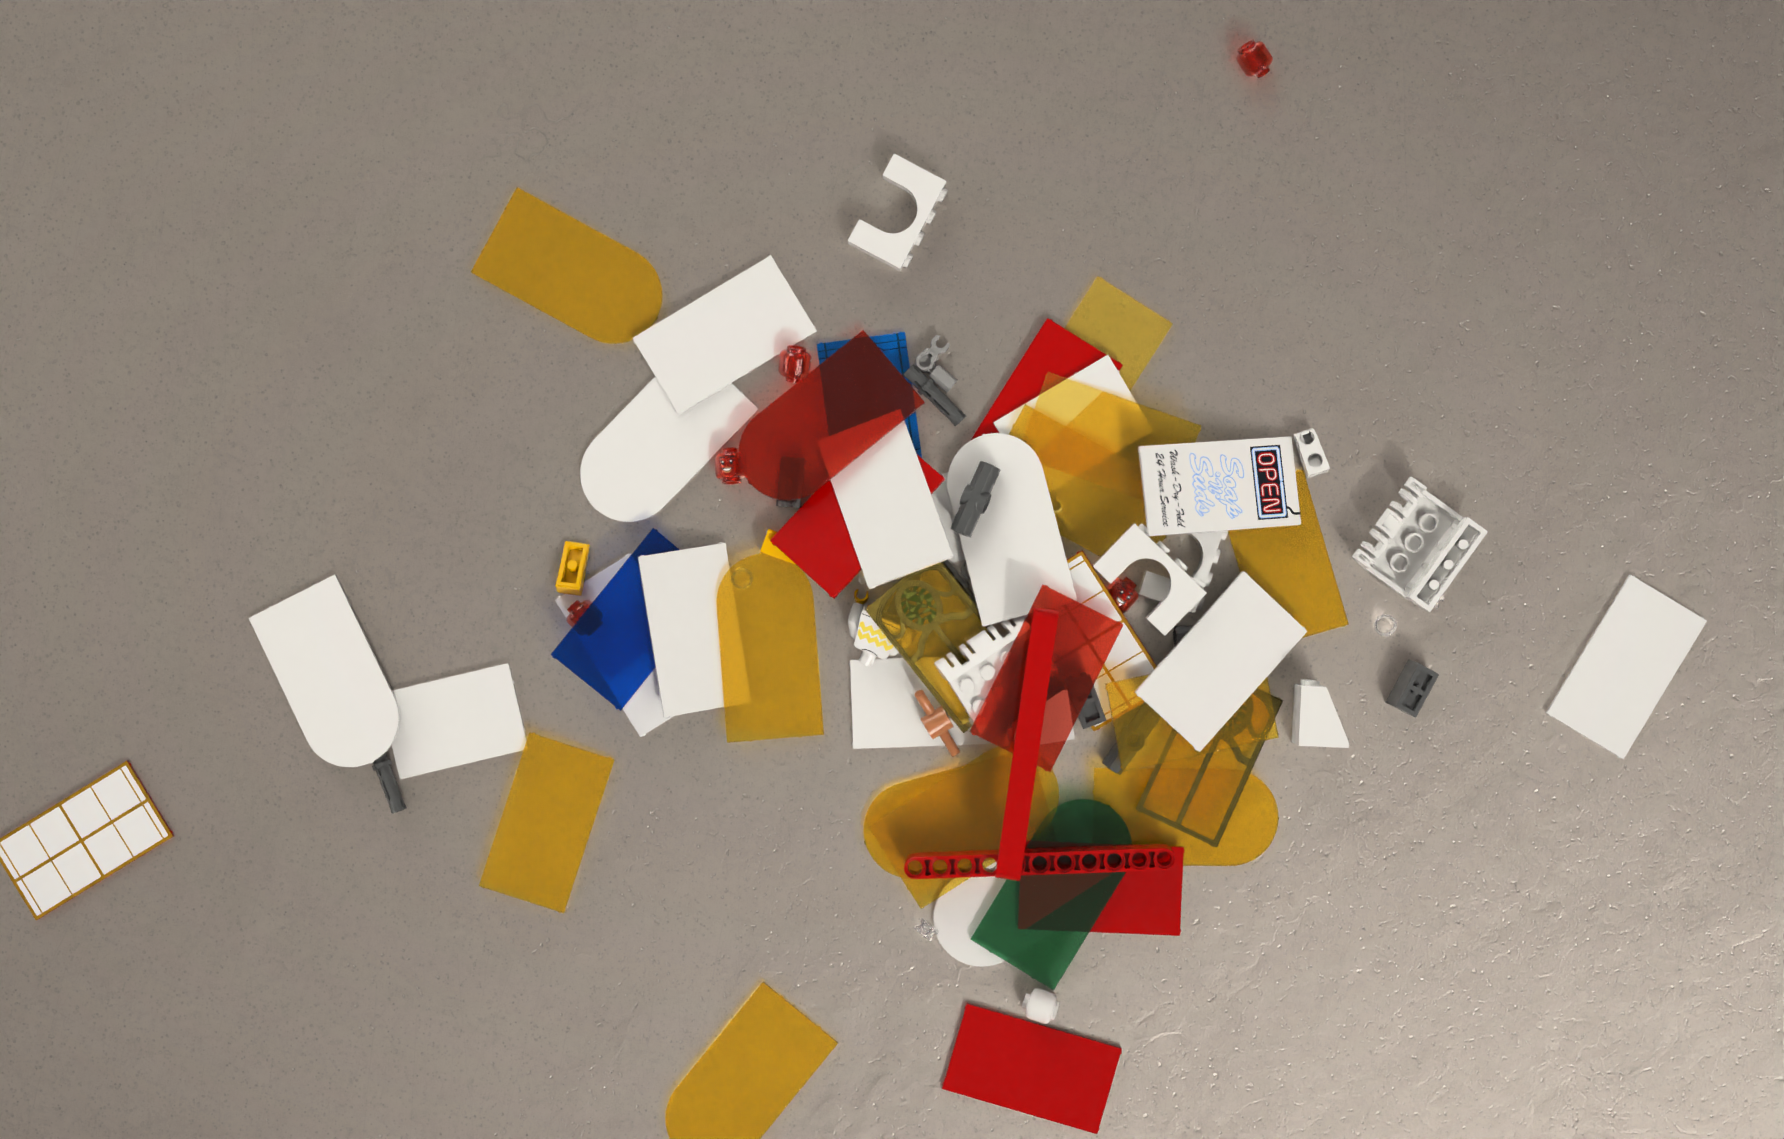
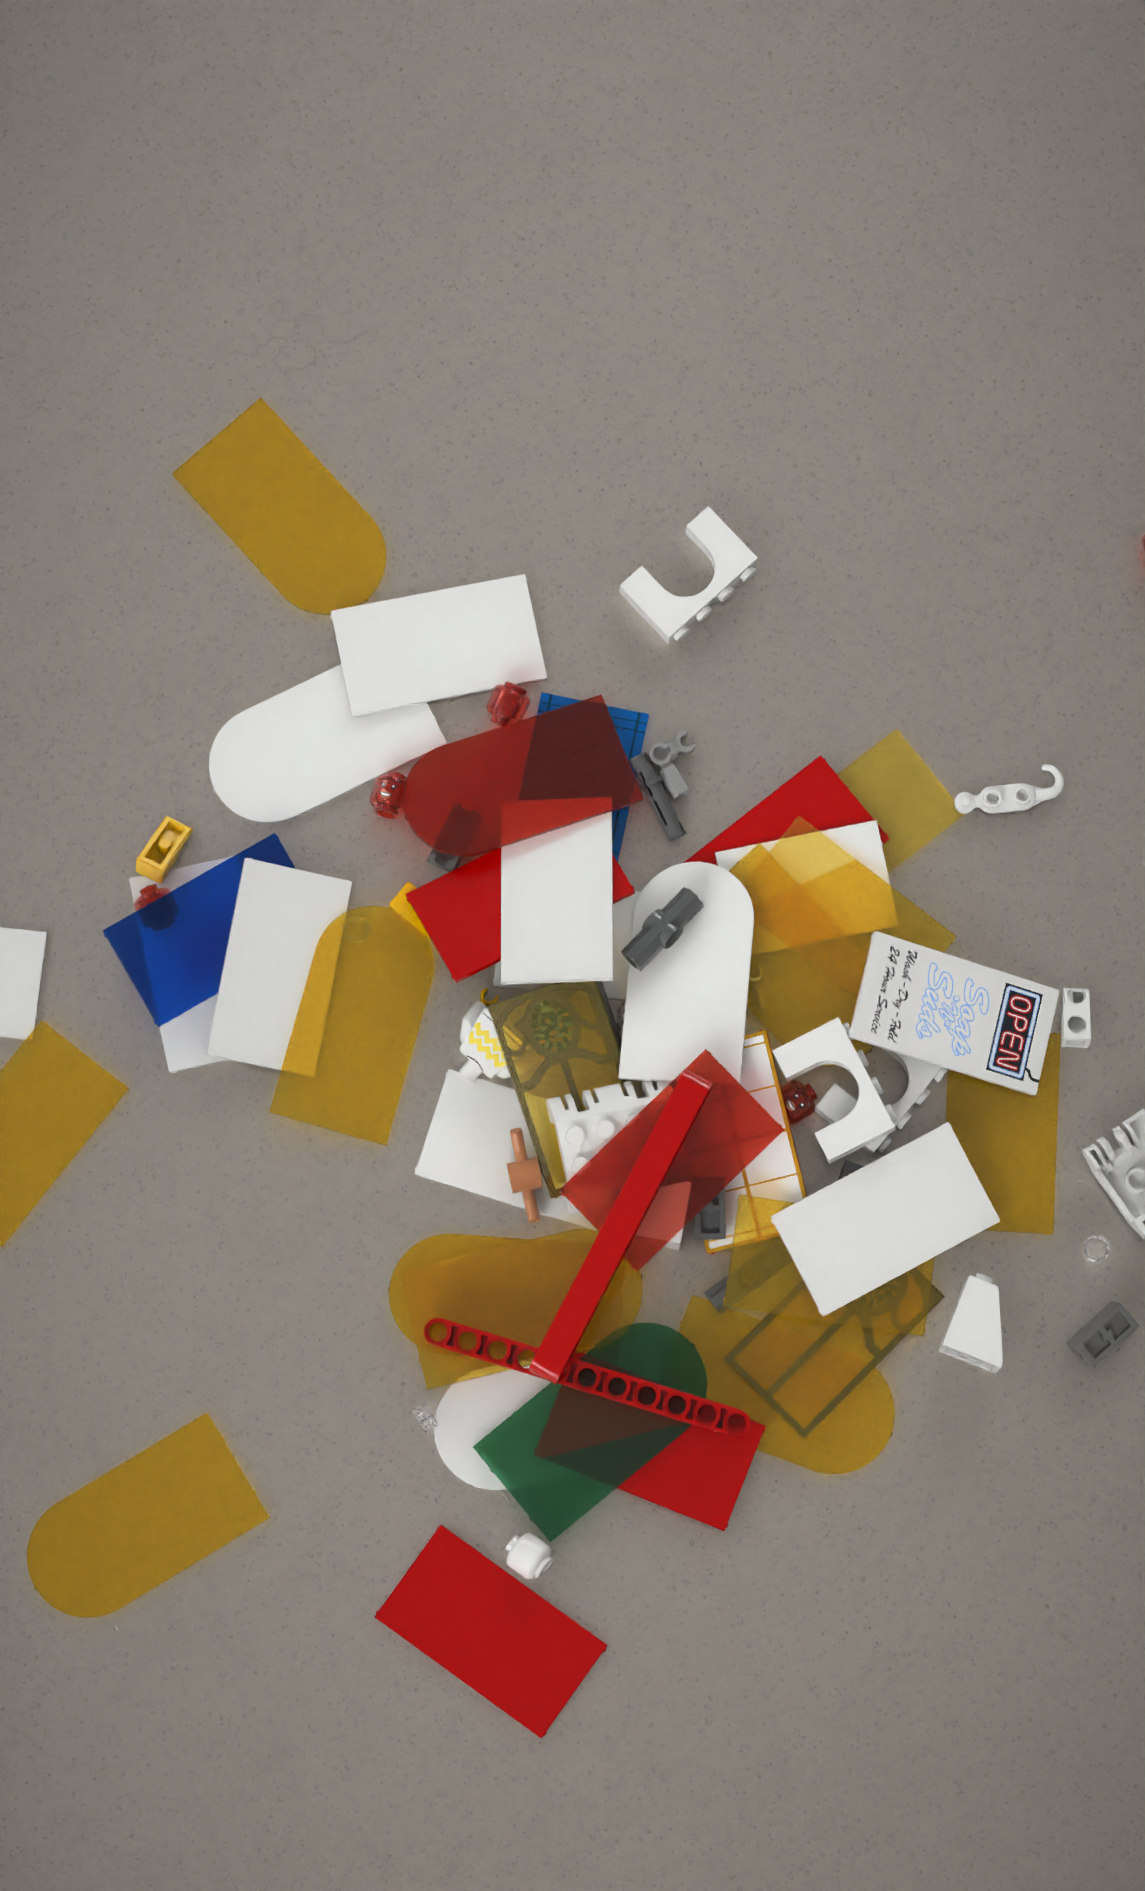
camera: 15 degrees right, 10 degrees down
(1203, 299) = (1010, 796): none -> white piece

